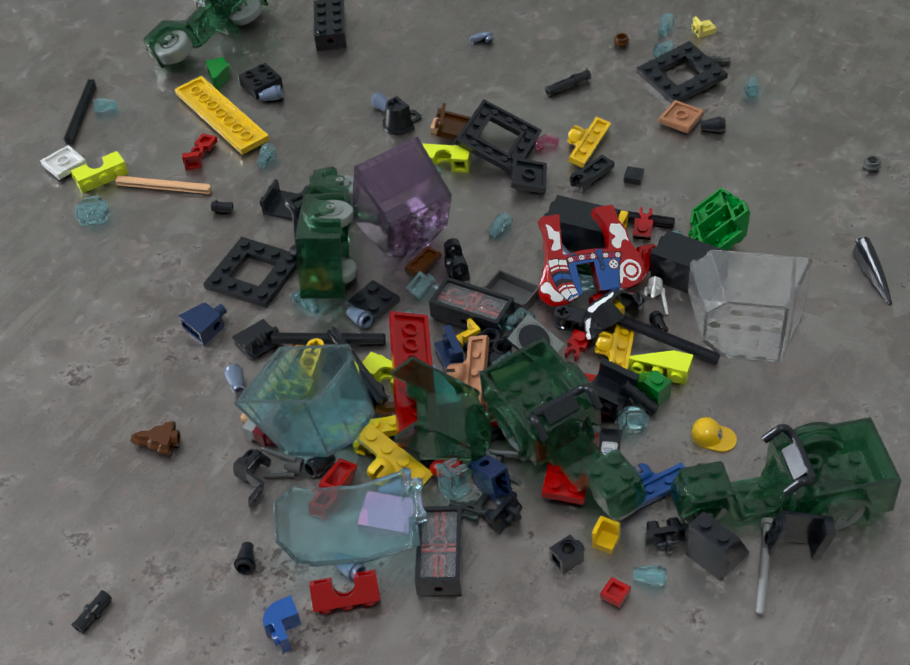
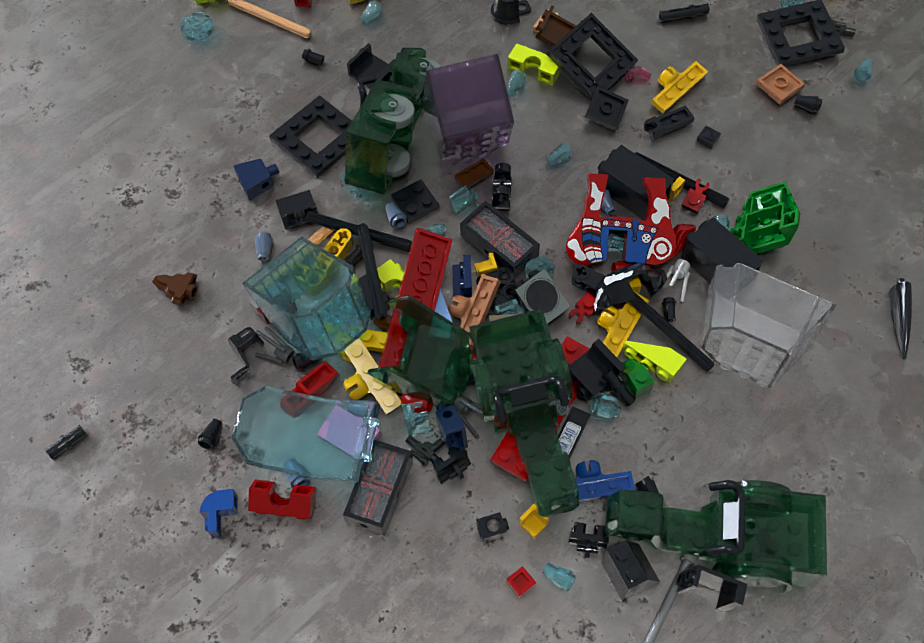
camera: 15 degrees right, 15 degrees up
(522, 291) = (544, 230): dark grey container -> none
(711, 436) = (674, 448): yellow cap -> none

